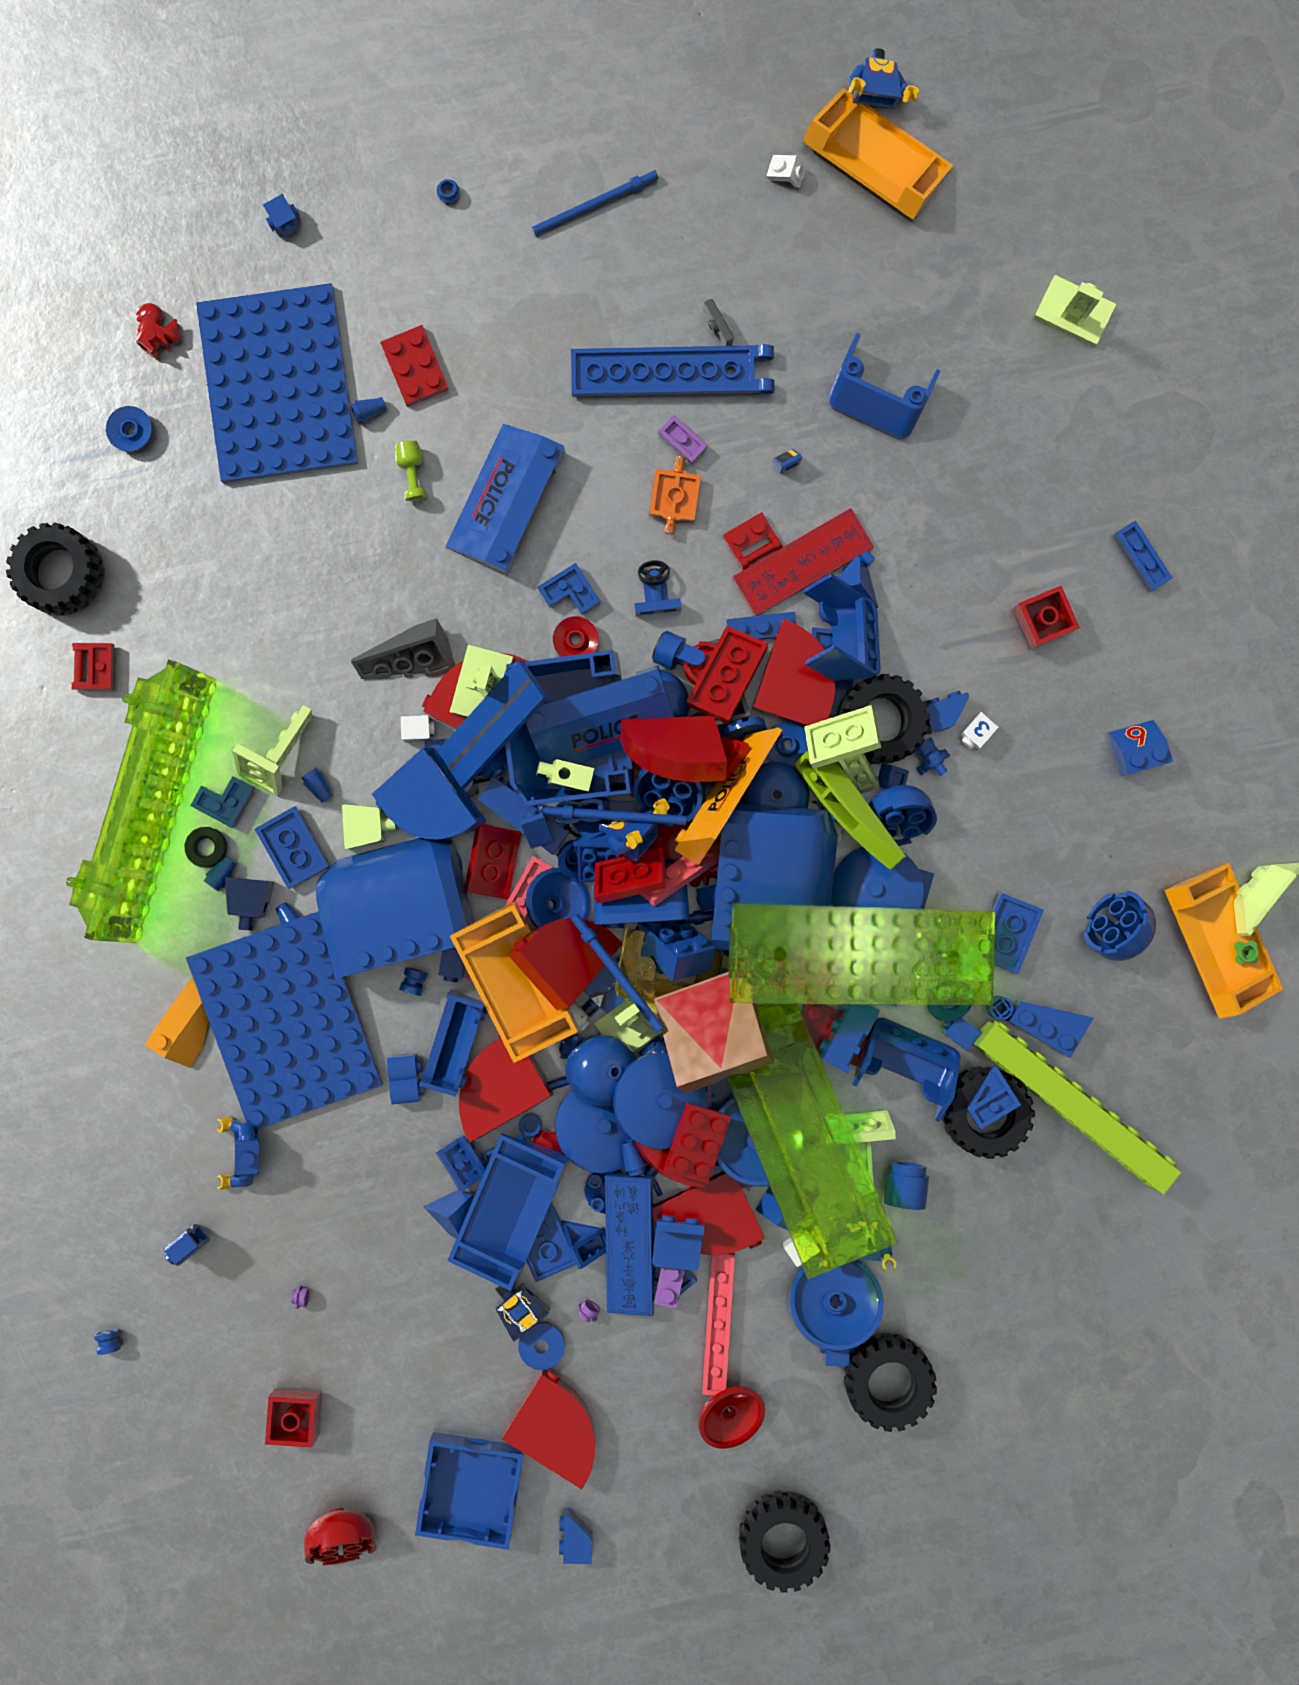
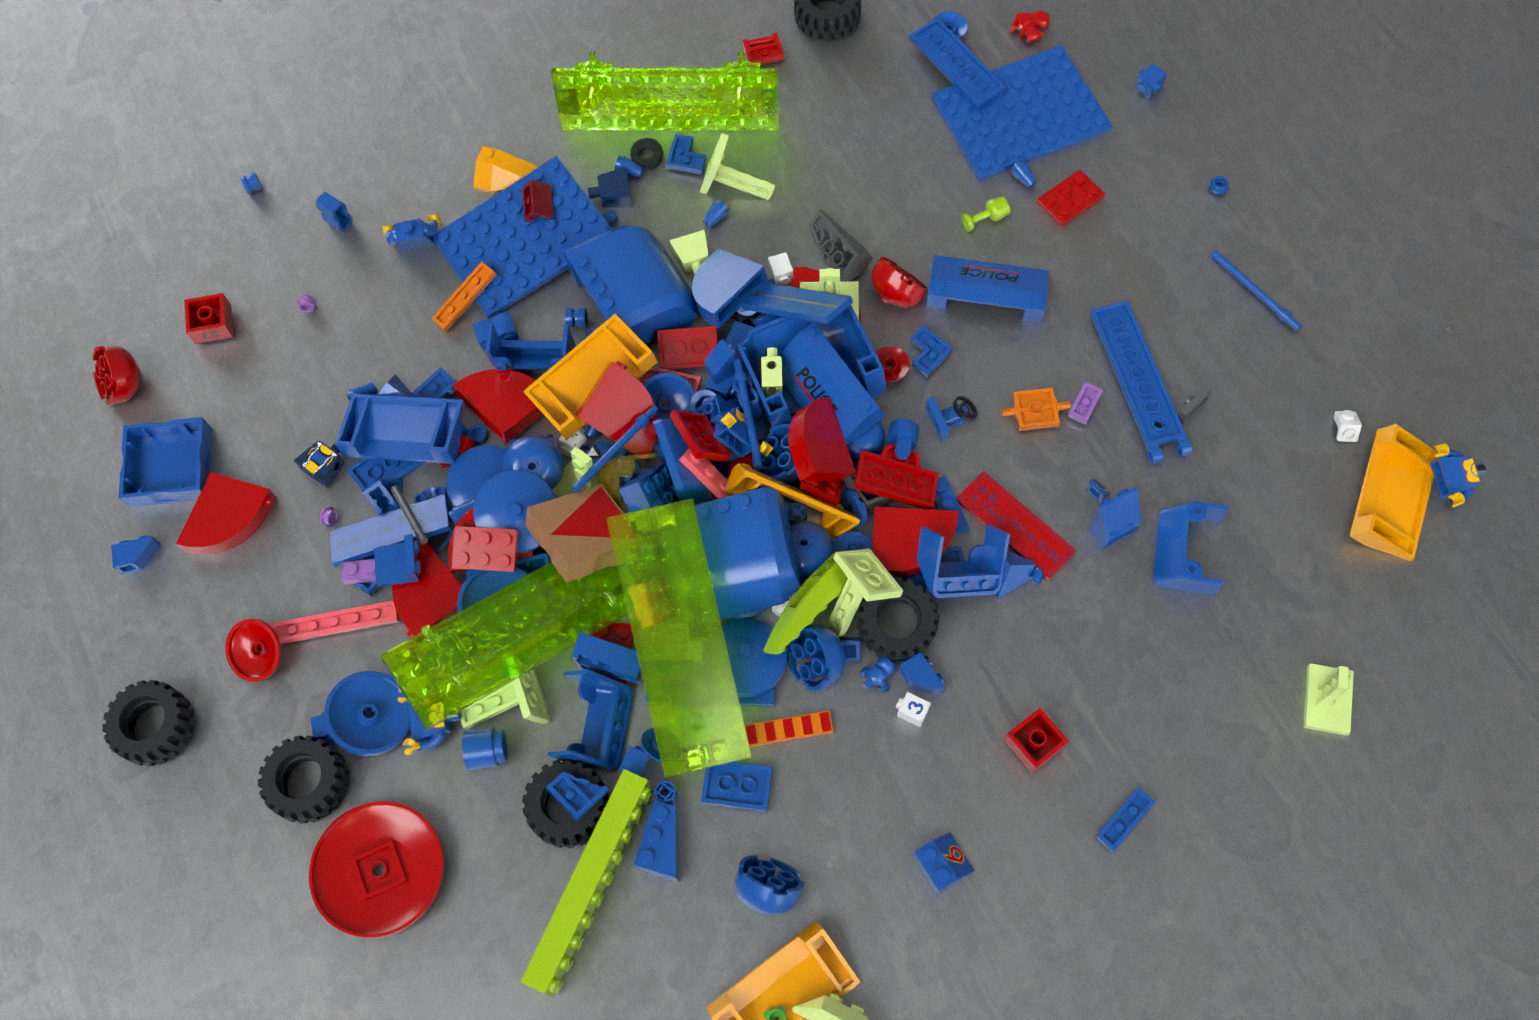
camera: 85 degrees right, 20 degrees down
(188, 437) = (957, 63): none -> blue tile
(249, 994) = (537, 201): none -> dark red panel
(292, 847) = (661, 208): blue plate -> none
(348, 1107) = (464, 296): none -> orange tile
(441, 1249) = (366, 389): none -> blue cone
(478, 606) = (896, 284): none -> red cylinder
(546, 1359) = (286, 481): blue tile -> none
(620, 1220) = (409, 514): none -> dark grey bar
(749, 534) = (1023, 475): red plate -> none
(834, 455) = (1116, 518): none -> blue slope
(962, 864) = (789, 728): none -> tile
(1008, 1353) = (345, 862): none -> red dish

